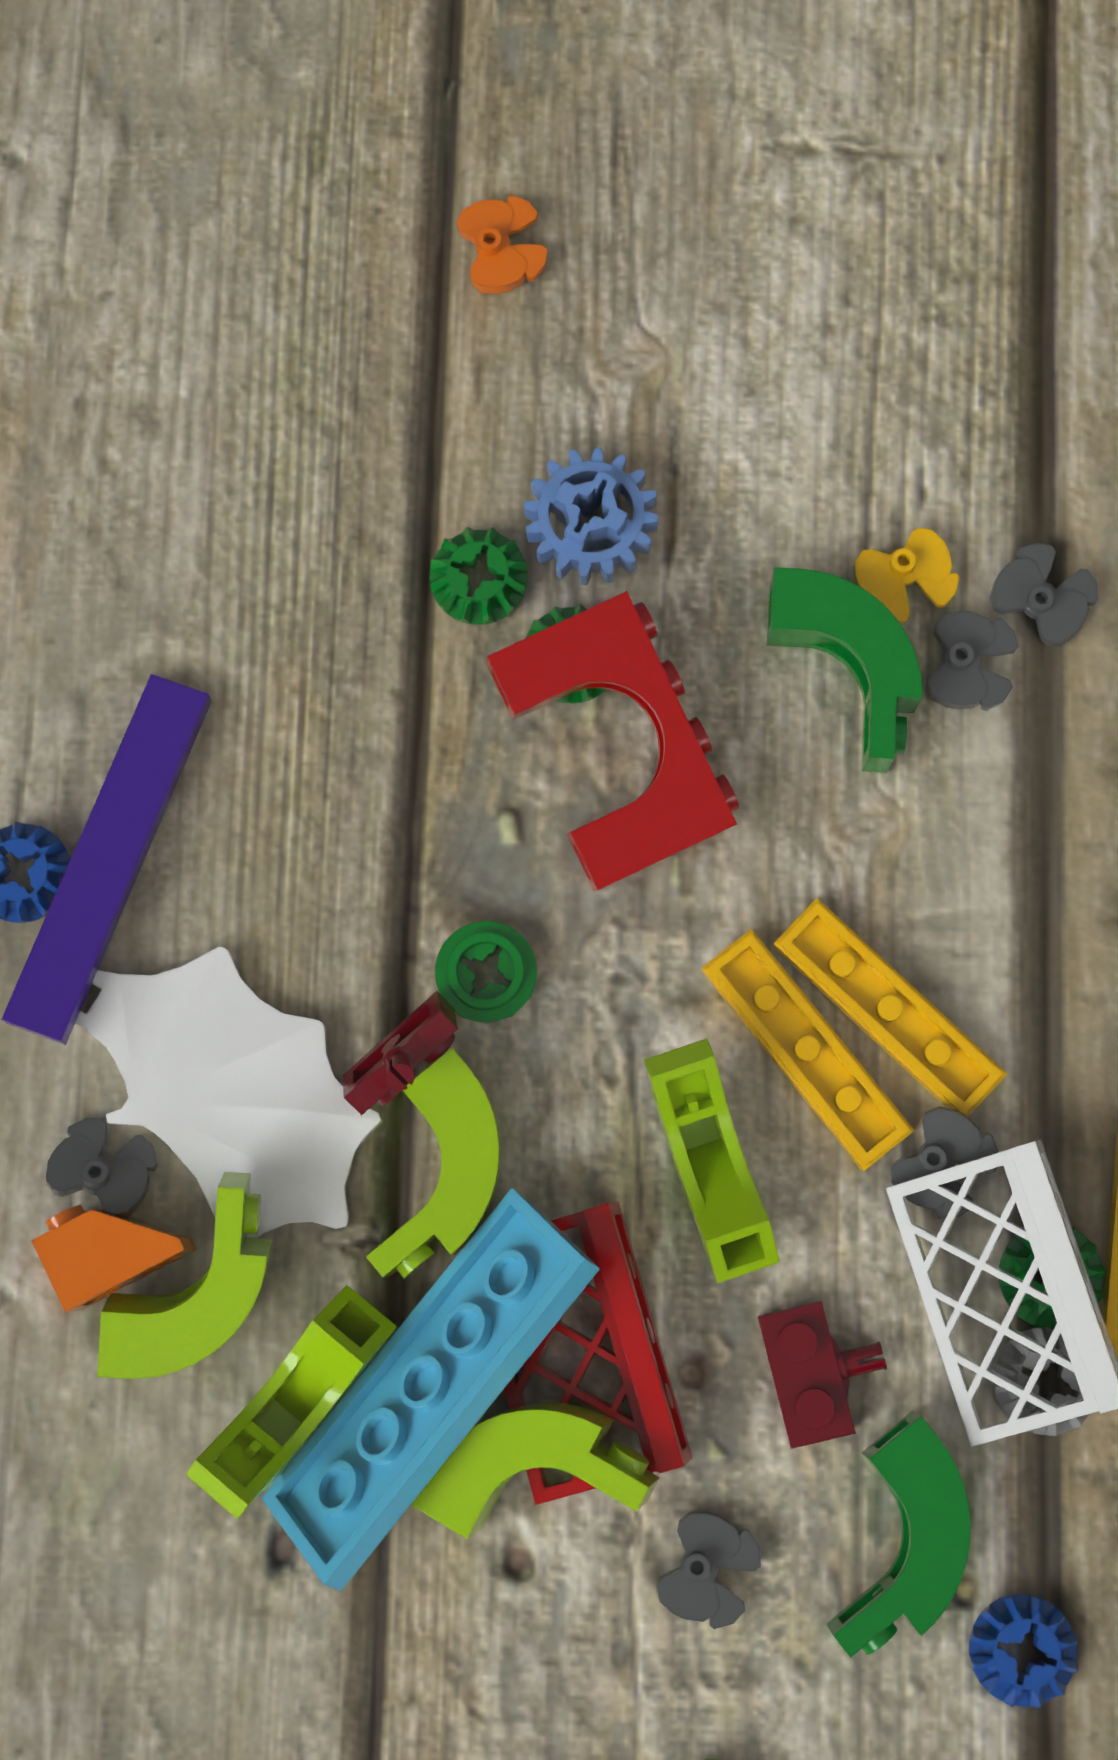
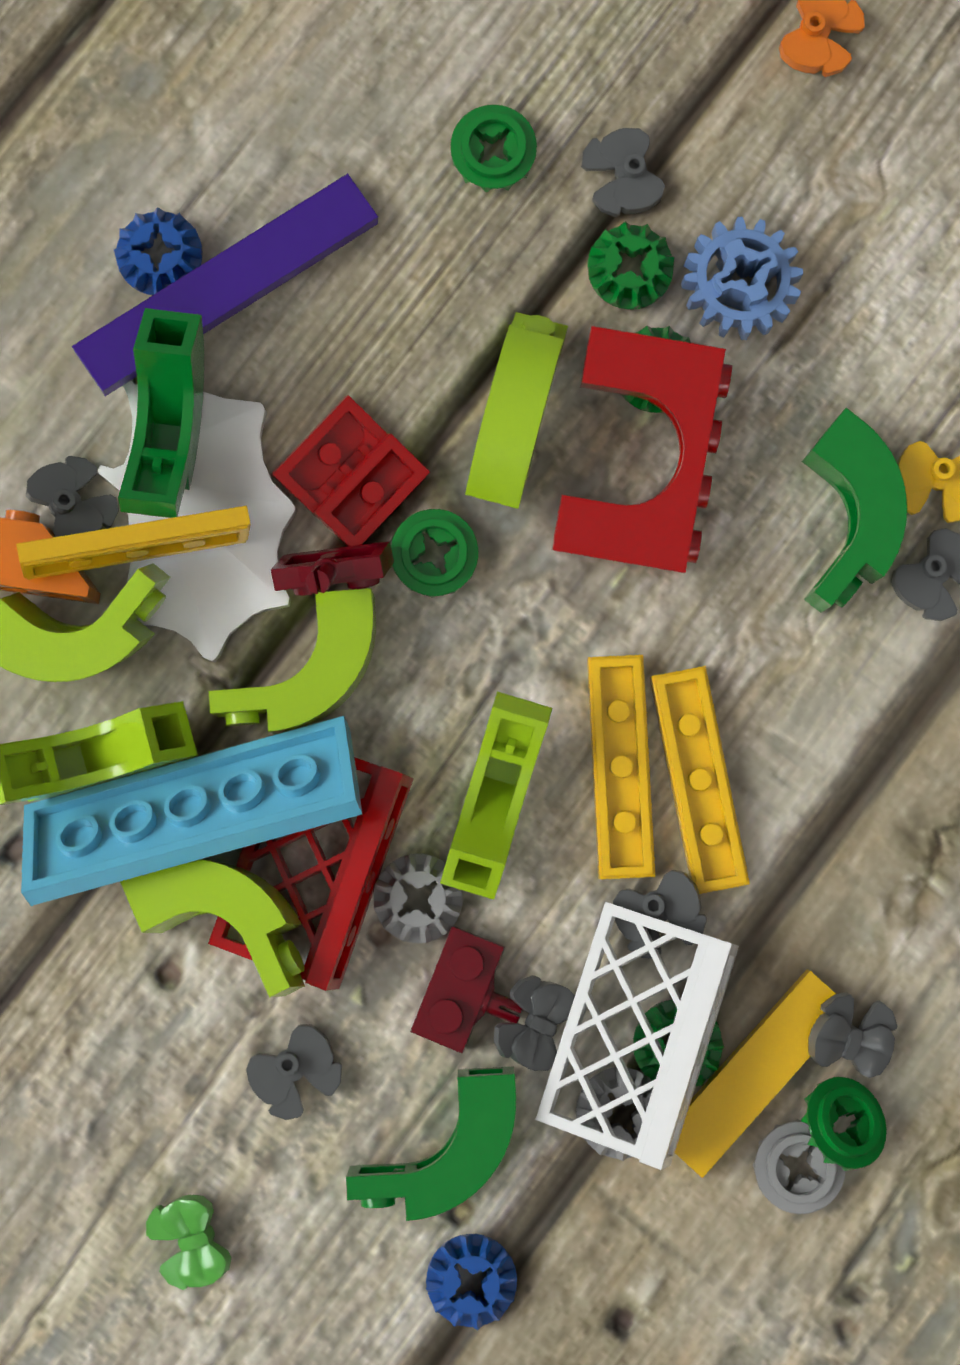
camera: 25 degrees right, 5 degrees up
(140, 1020) = (168, 413): none -> green arch
(194, 1165) = (133, 542): none -> yellow tile
(254, 536) = (492, 124): none -> green gear
(352, 953) = (350, 473): none -> red slope
(430, 501) = (634, 186): none -> dark grey piece
(469, 783) = (515, 409): none -> lime arch
(679, 1331) = (390, 897): none -> light grey gear
(914, 1374) = (533, 1042): none -> dark grey piece

